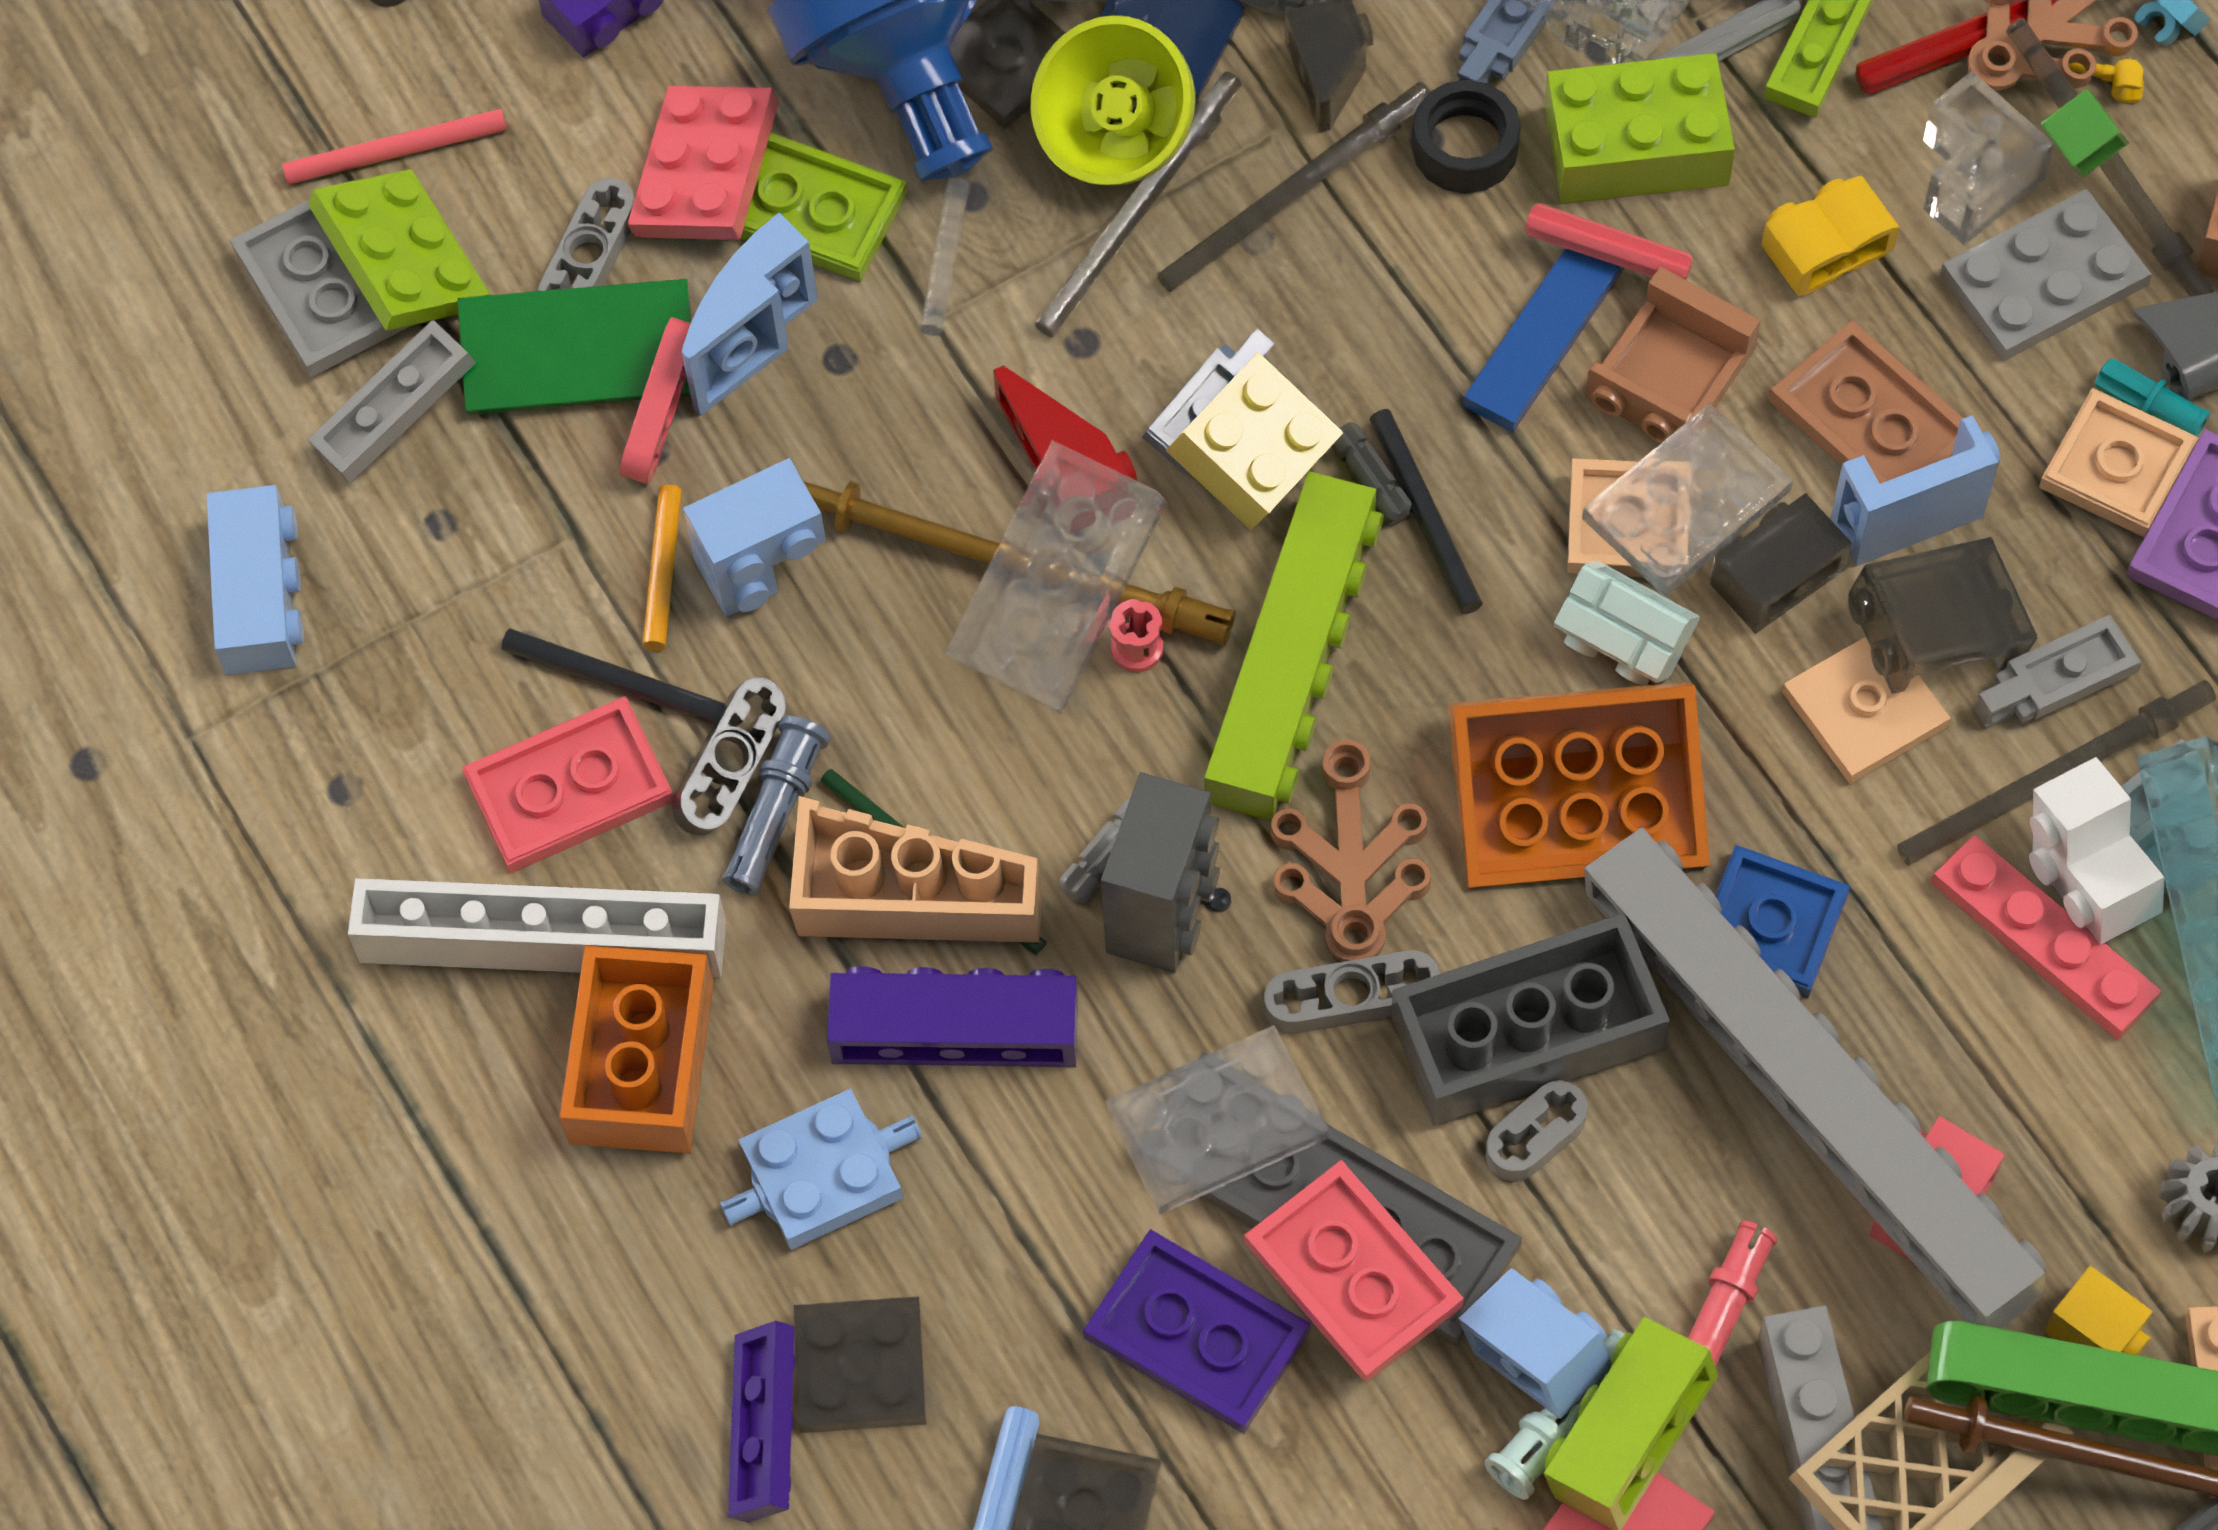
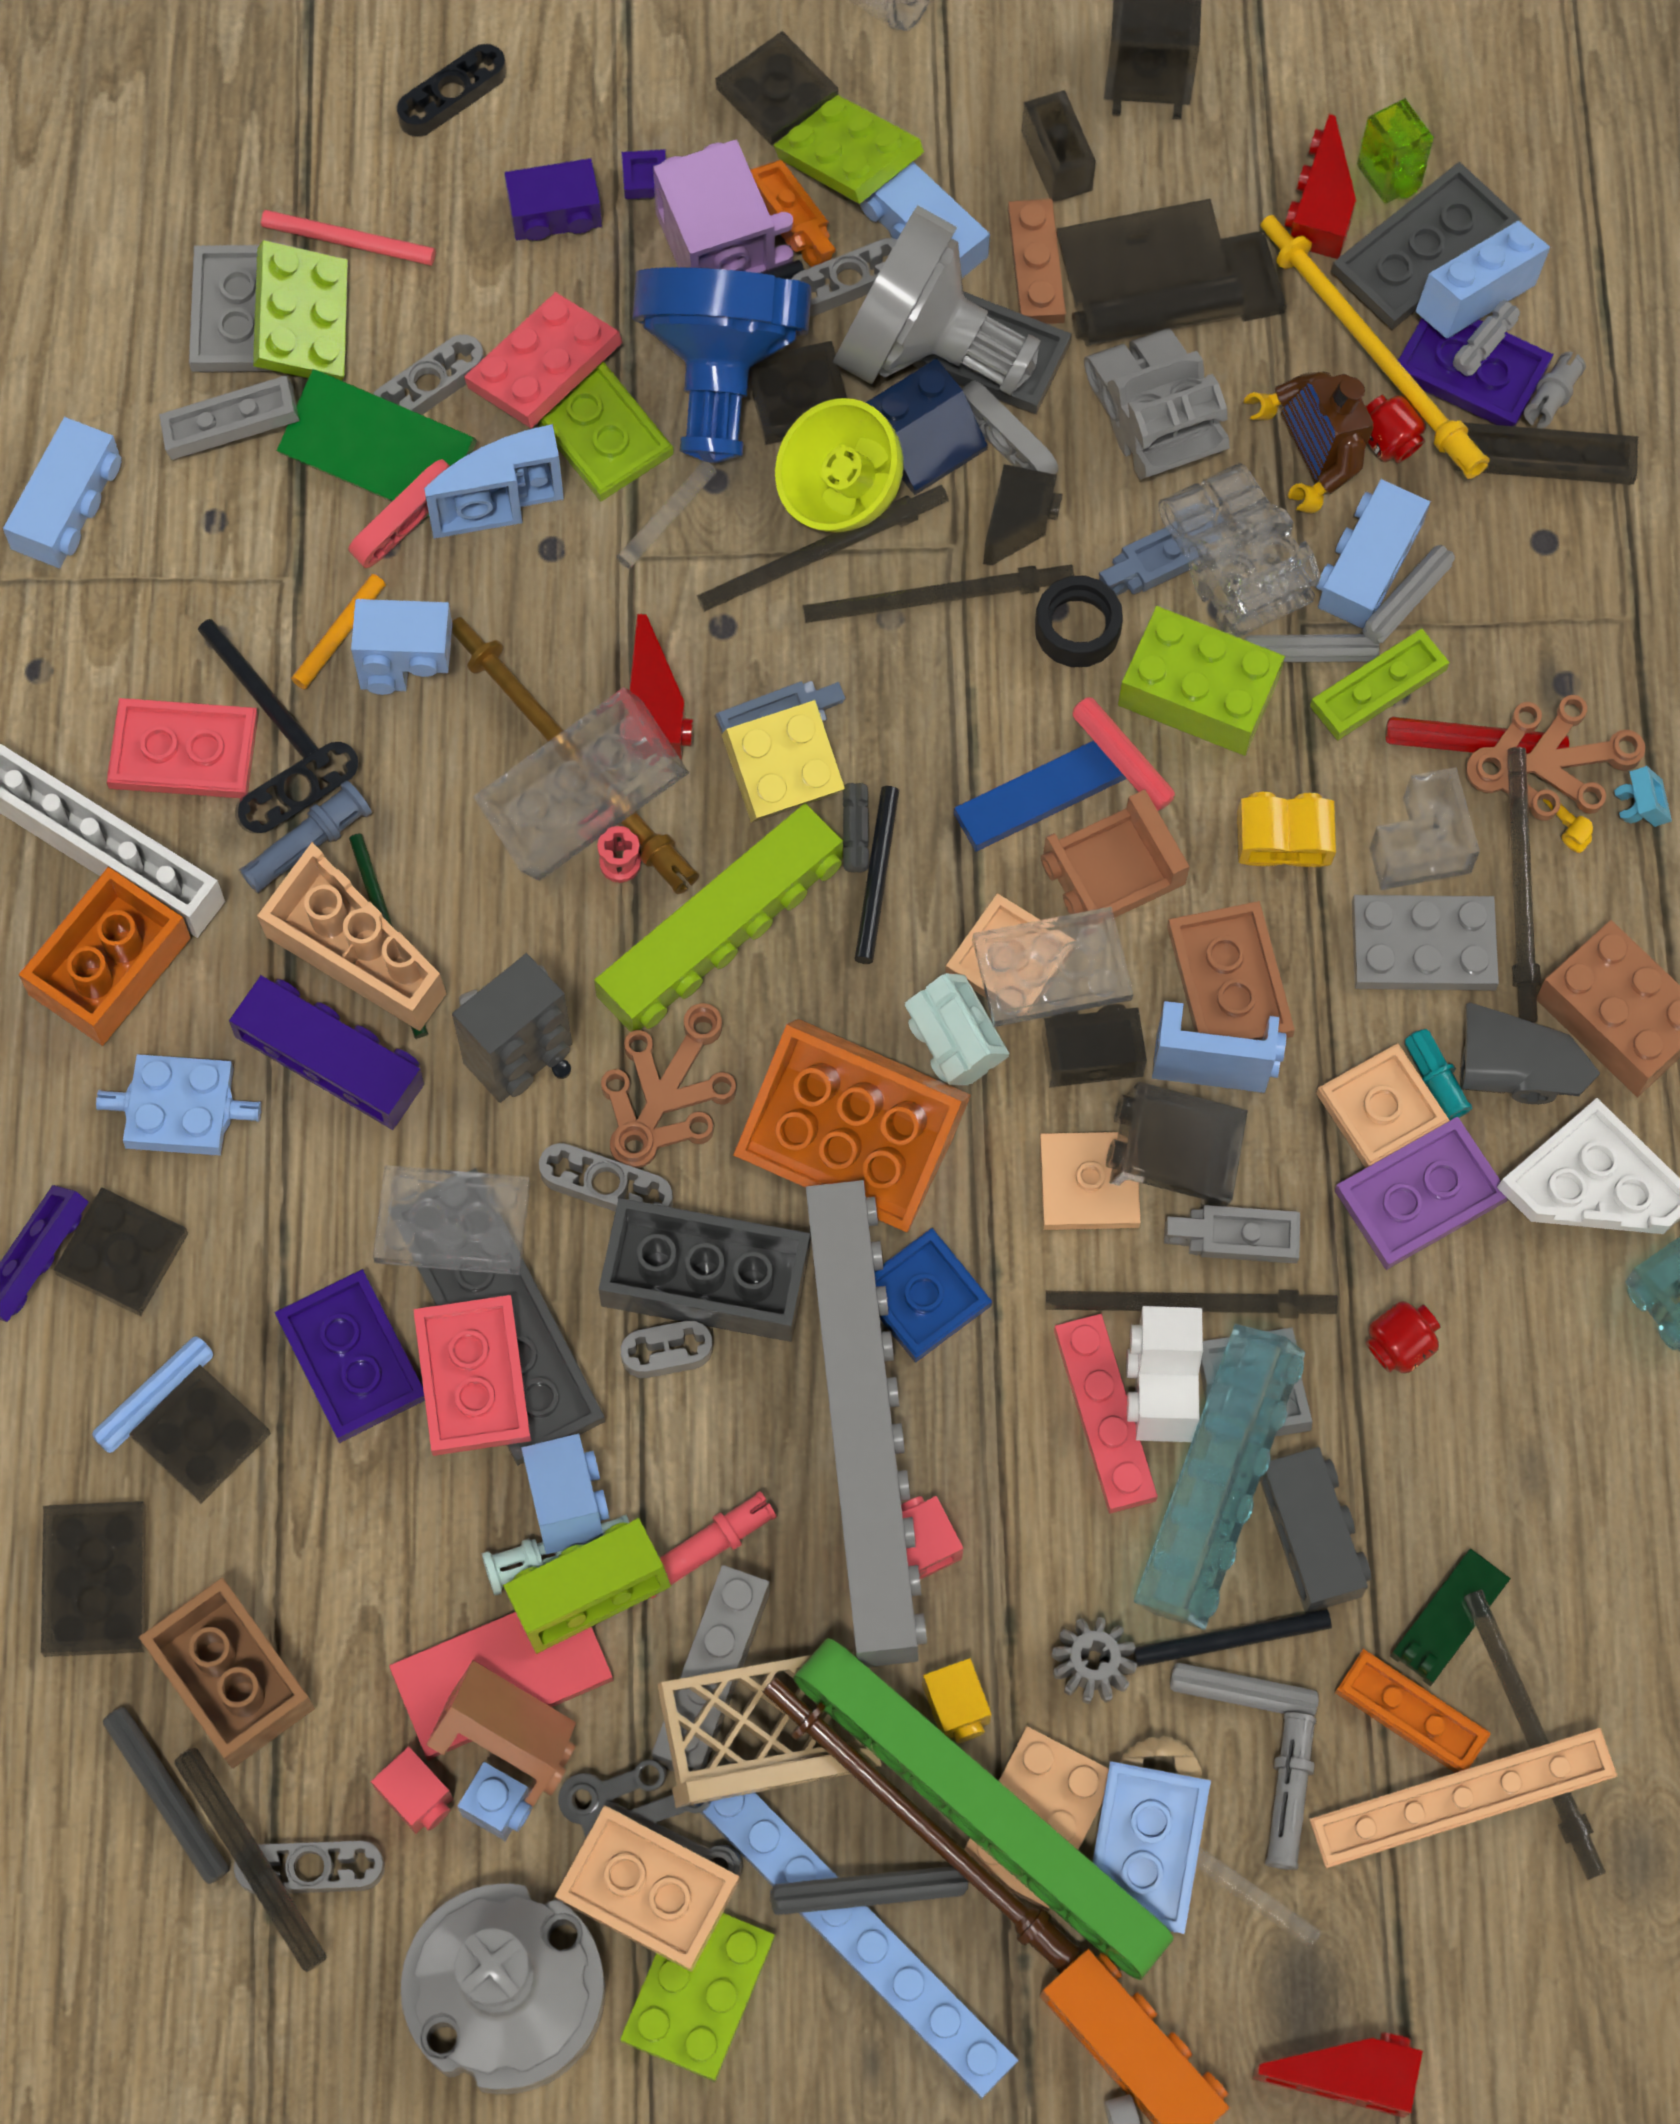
camera: 25 degrees right, 5 degrees up
(2084, 133) = (1509, 856): bright green piece -> none

